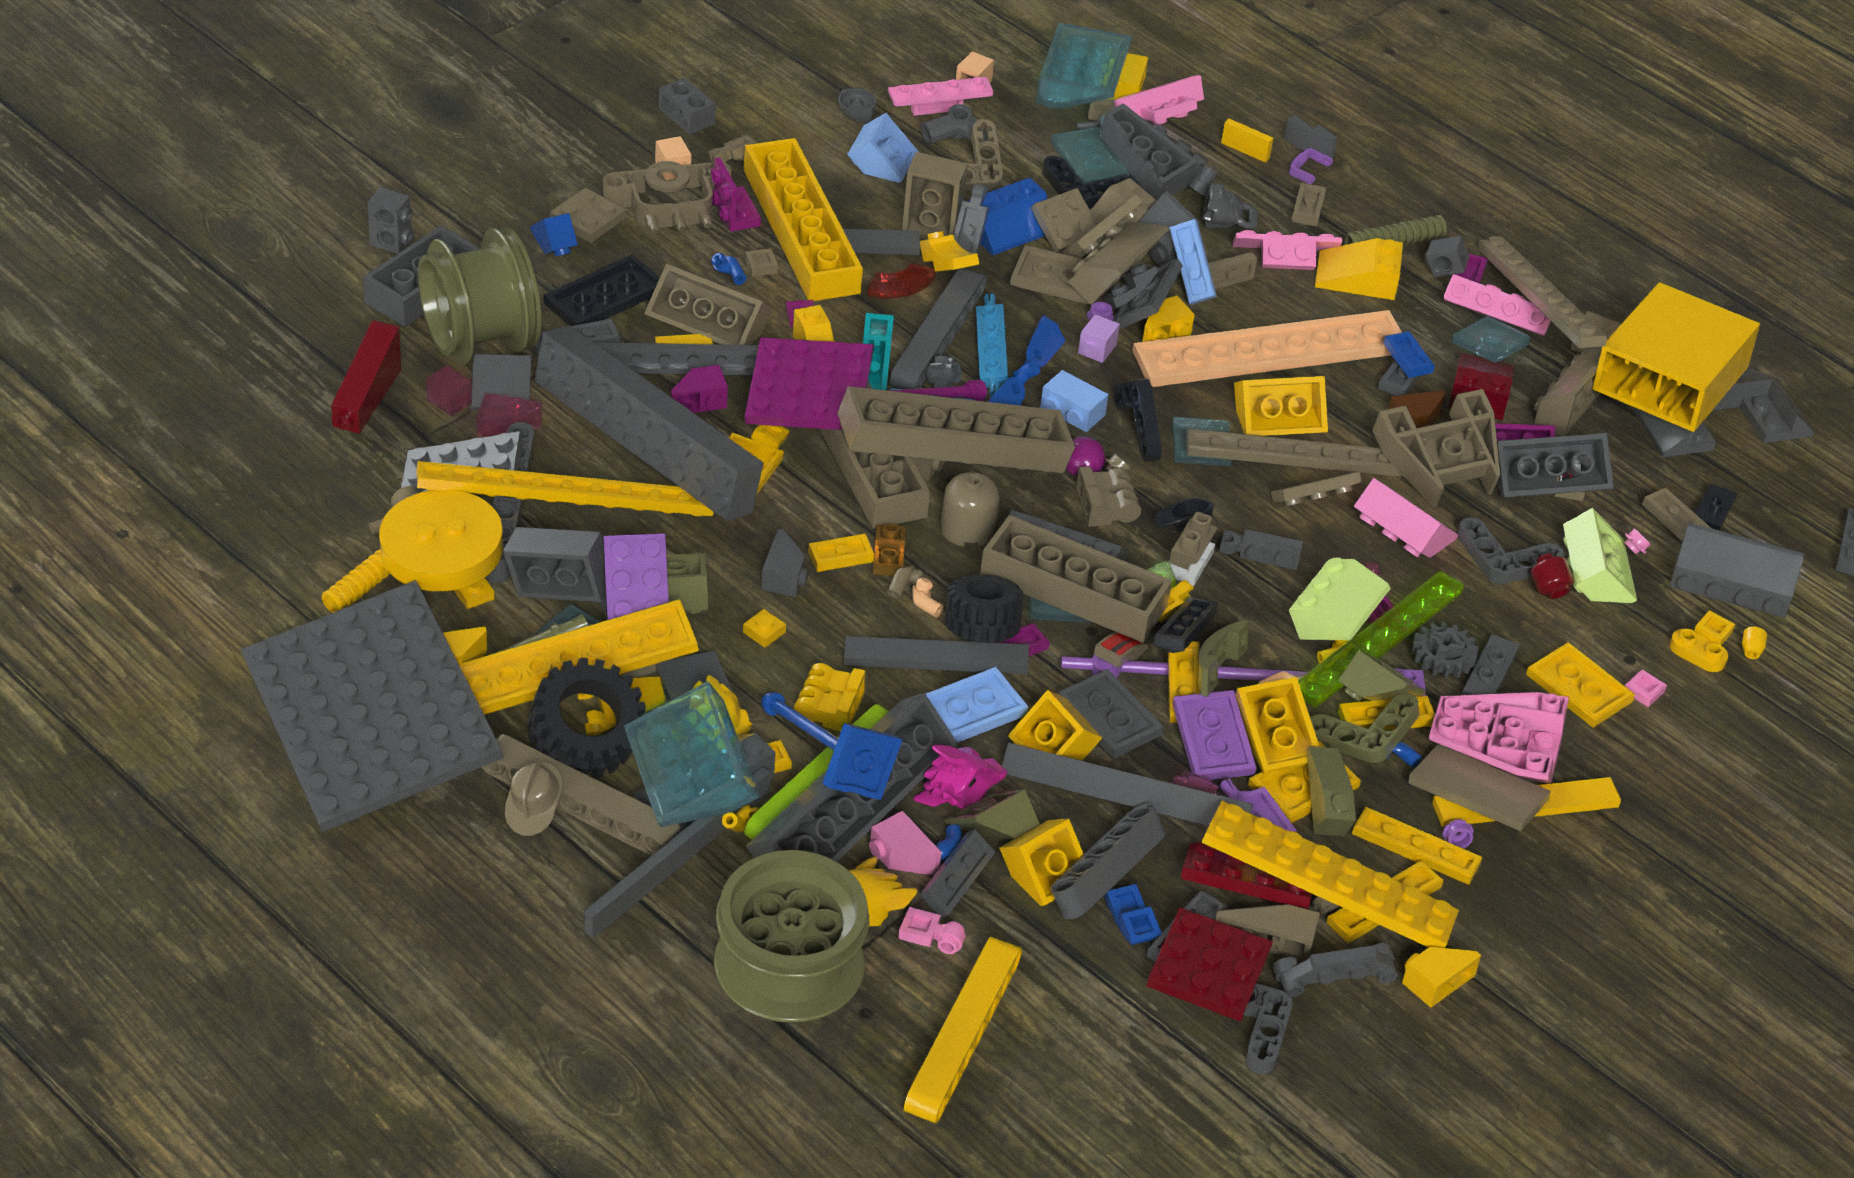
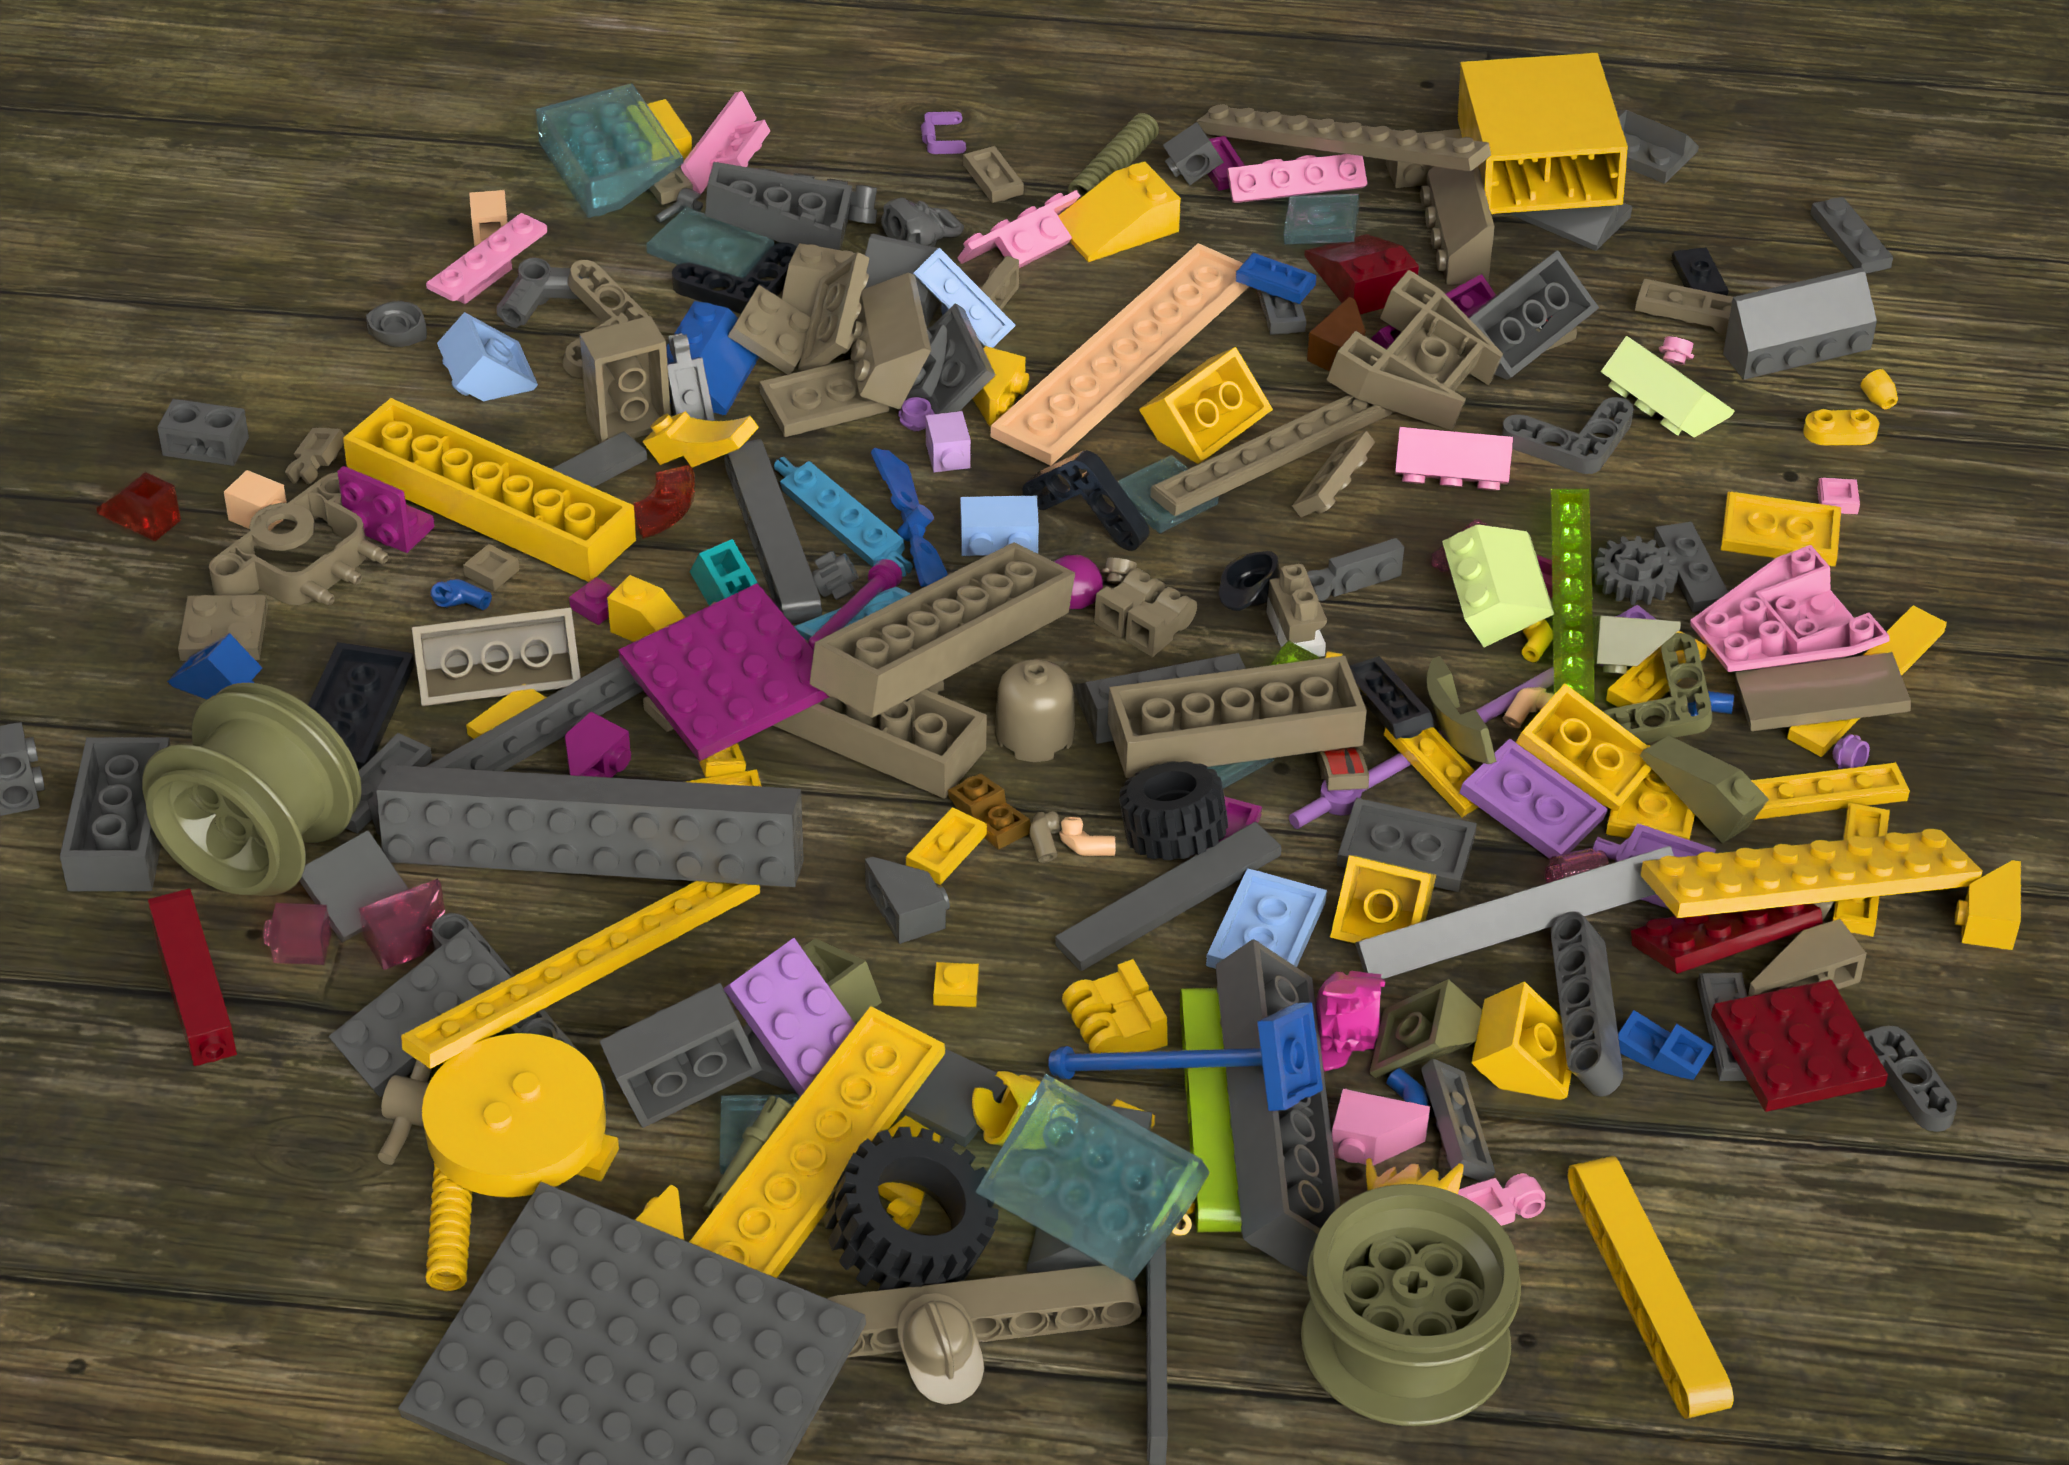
camera: 35 degrees left, 0 degrees up
(610, 128) = (143, 506): none -> clear red slope
(1247, 140) = (858, 138): yellow tile -> none
(1304, 137) = (913, 103): dark grey slope -> none
(1336, 965) = (1927, 944): dark grey plate -> none
(1552, 576) = (1647, 431): dark red head -> none
(1714, 627) = (1834, 395): yellow plate -> none

